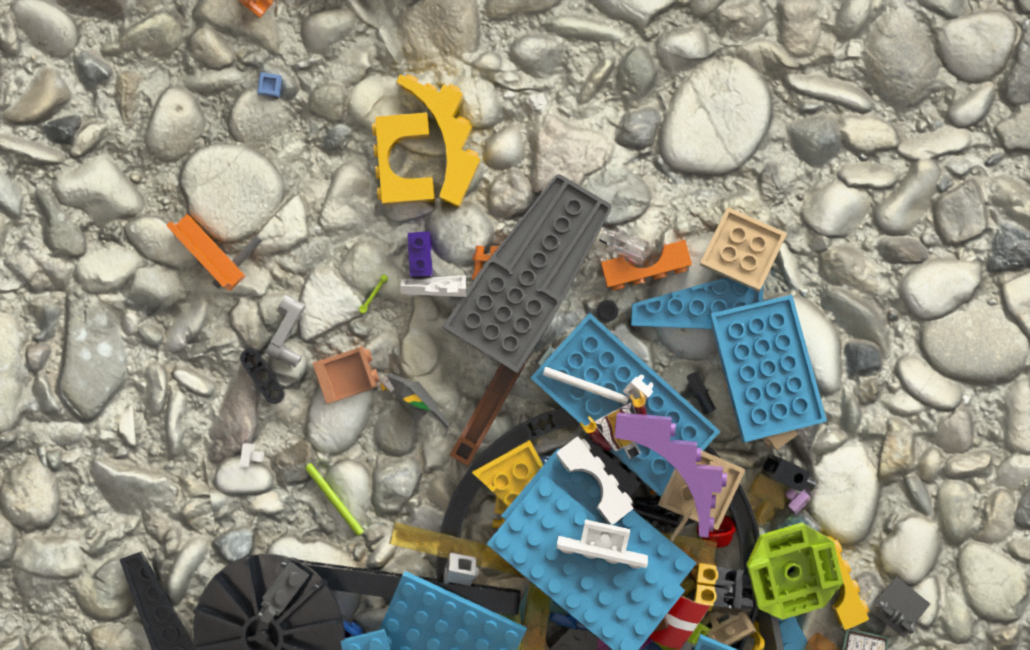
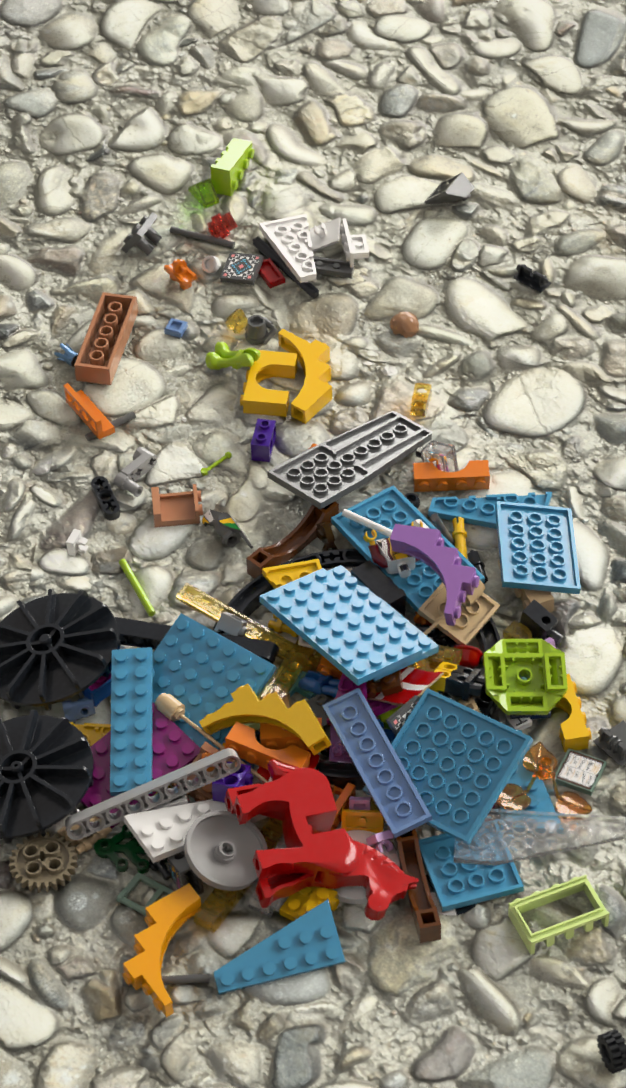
camera: 15 degrees right, 40 degrees down
(156, 161) = (69, 355): none -> flat silver piece
(193, 129) = (106, 338): none -> nougat brick
(282, 591) = (75, 605): dark grey hinge -> none
(338, 122) = (225, 358): none -> lime piece
(341, 63) = (237, 321): none -> clear yellow tile
(368, 73) = (256, 330): none -> dark grey piece
(435, 286) = (267, 461): white wing -> none
(527, 394) = (326, 536): none -> dark brown plate
(539, 26) = (404, 324): none -> medium nougat hair
(577, 457) = (355, 561): white arch -> none
(586, 151) = (421, 400): none -> clear yellow leg
(605, 543) = (360, 600): white bracket -> none
(659, 368) = (440, 526): none -> dark grey bar
(675, 361) = (460, 536): none -> yellow pin
(743, 249) = (536, 476): tan plate -> none

